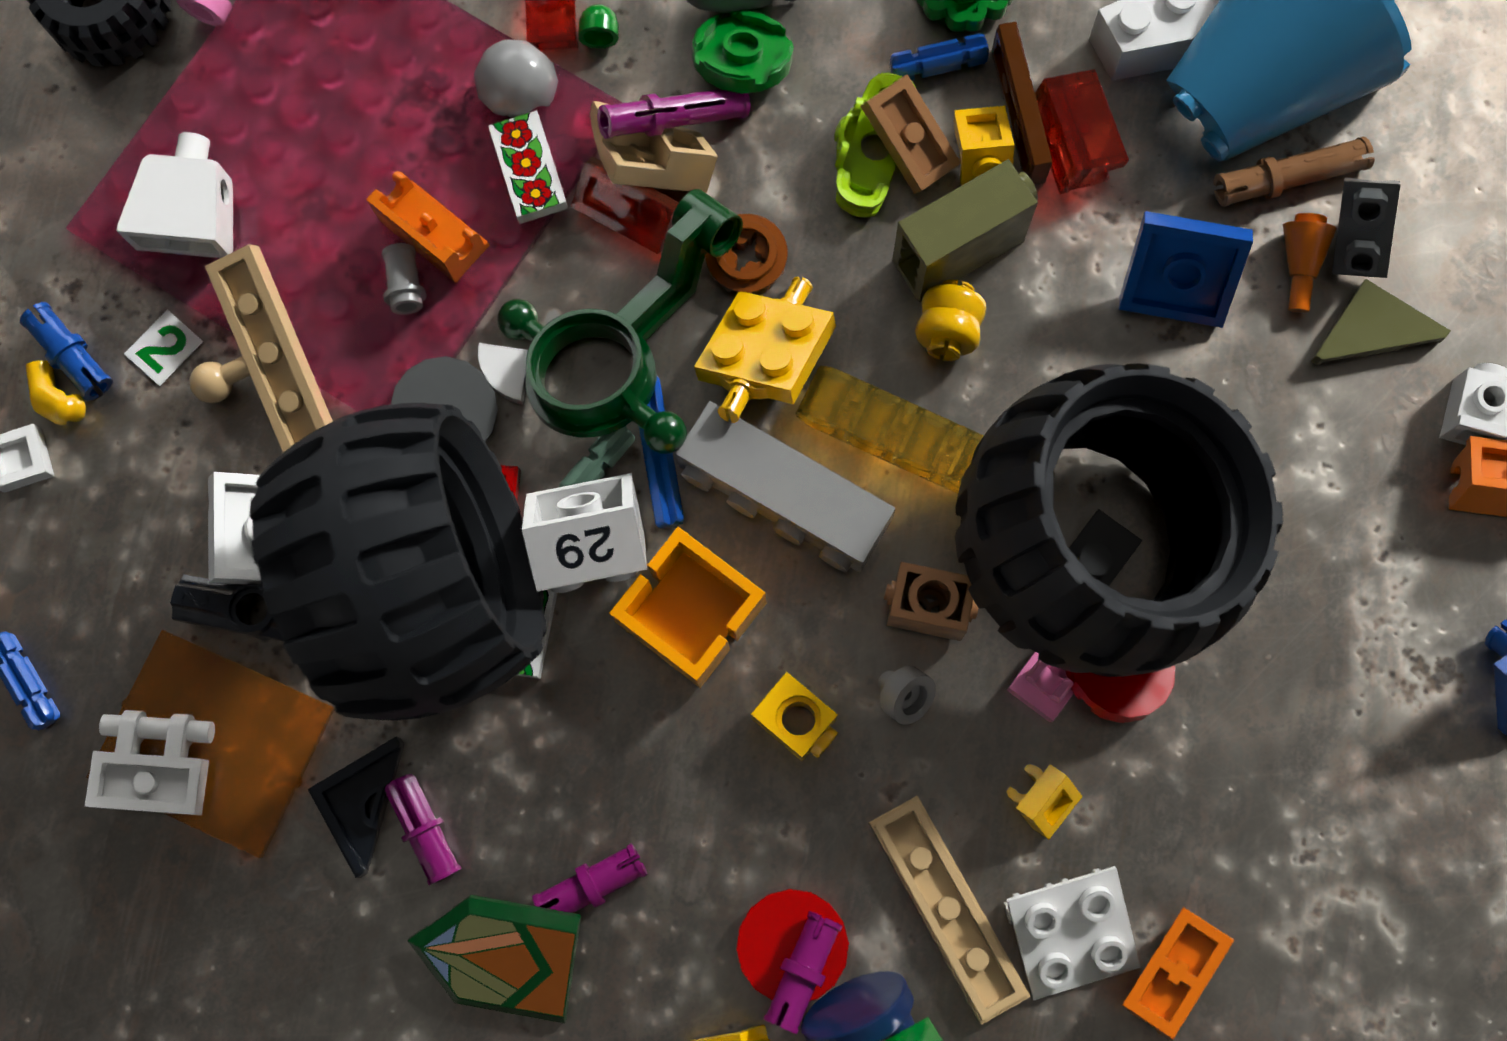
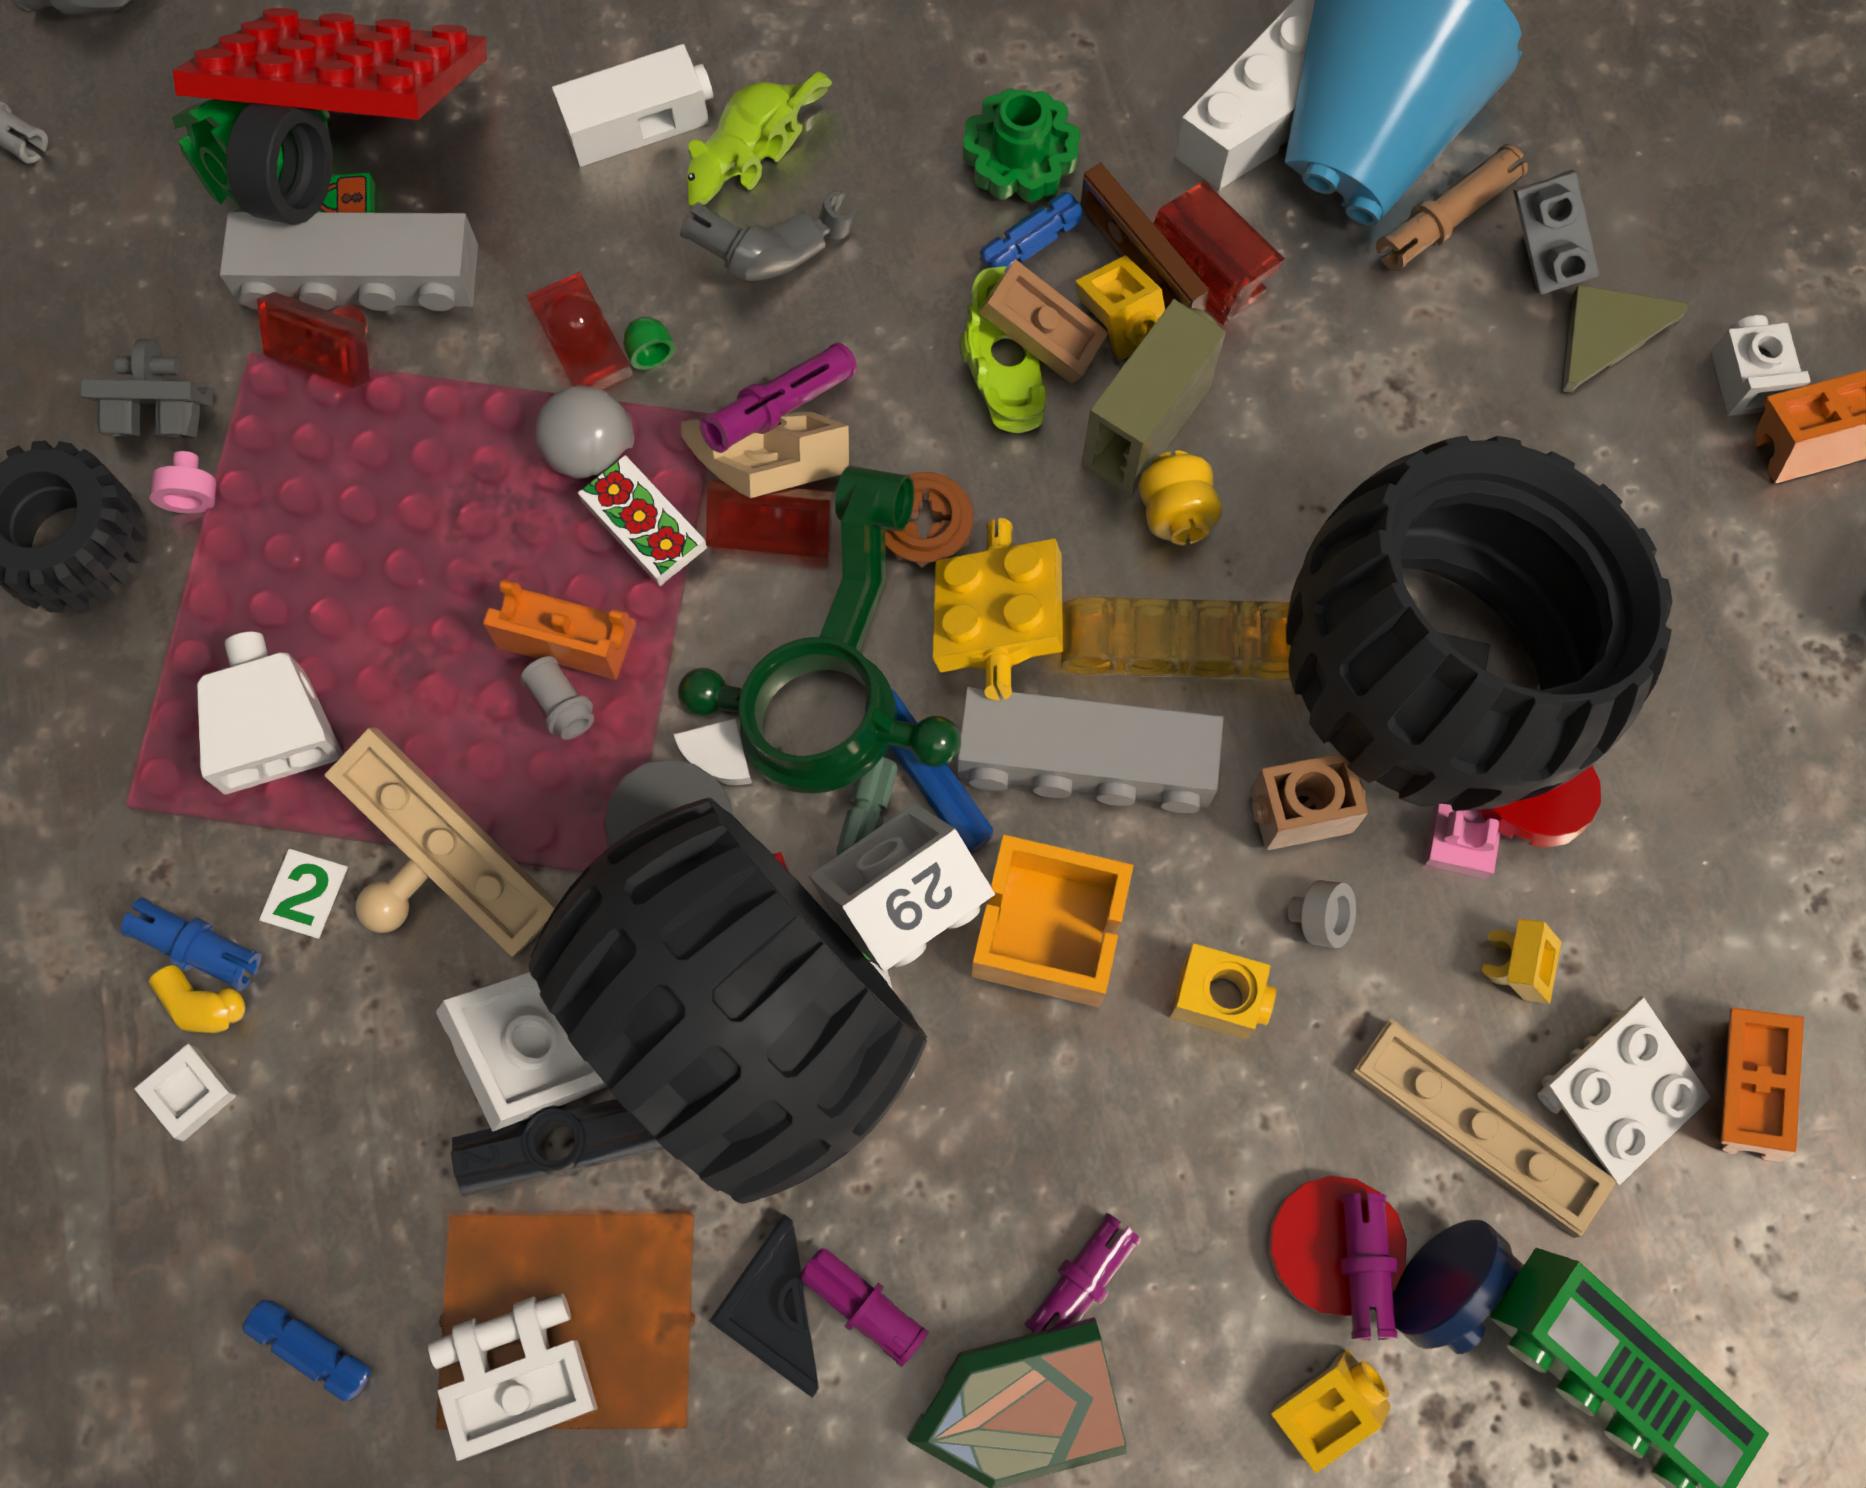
camera: 30 degrees left, 5 degrees down
(742, 52) = (820, 308): green tile -> none
(1185, 269) = (1399, 345): blue tile -> none
(1306, 248) = (1504, 277): orange cone -> none

